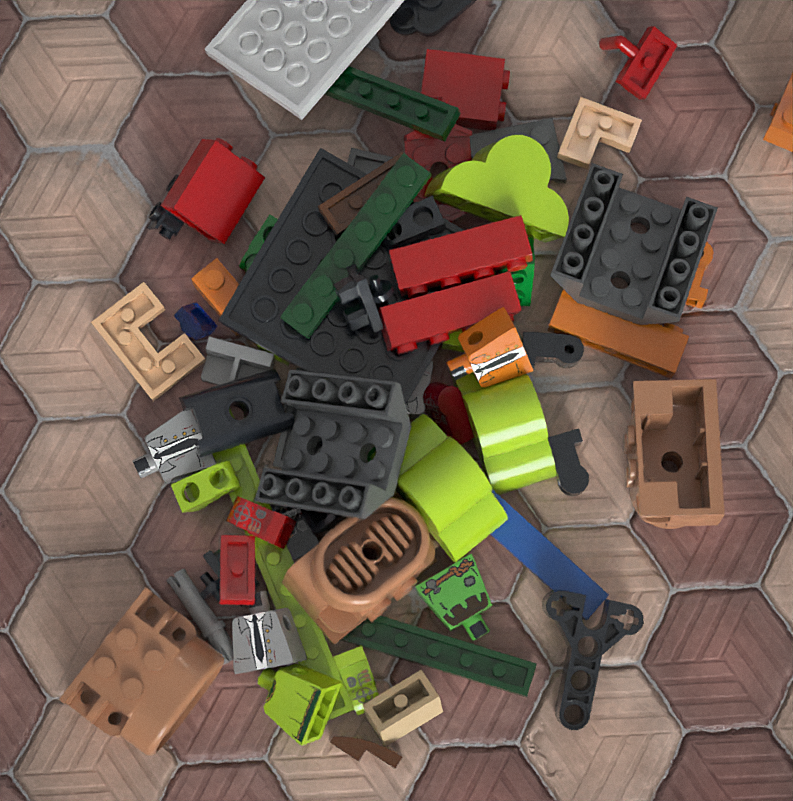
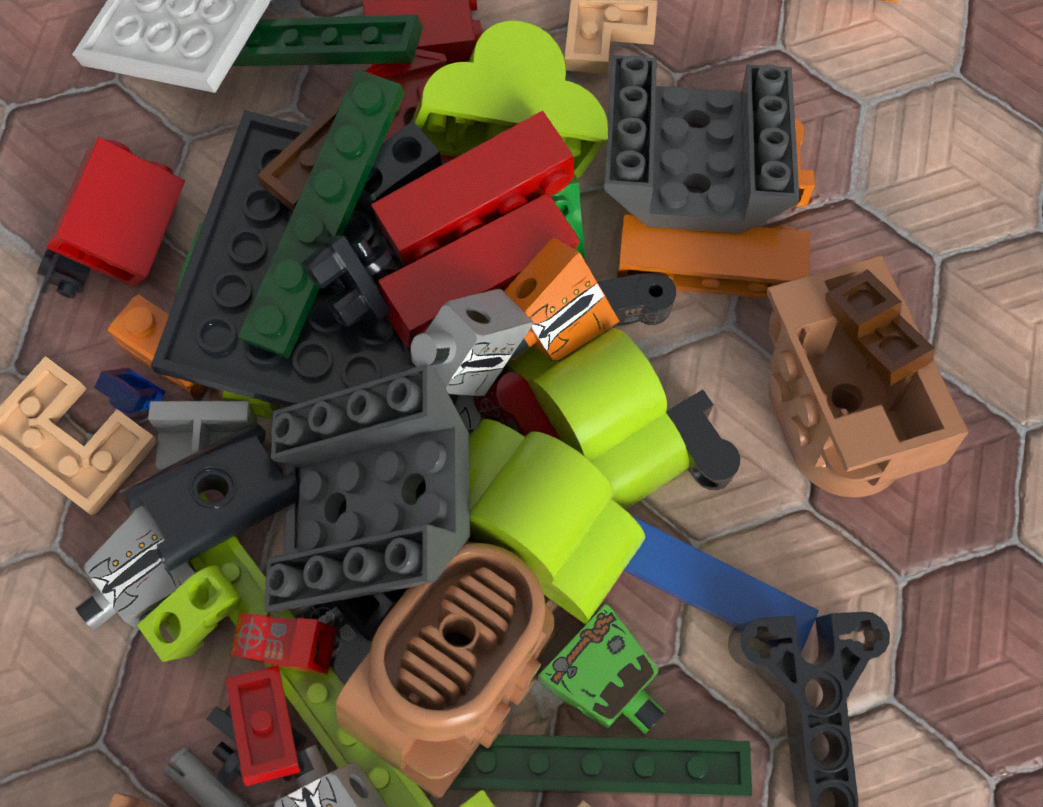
camera: 15 degrees left, 10 degrees down
(420, 373) = (472, 341): none -> light grey torso
(692, 430) = (877, 329): none -> reddish brown slope

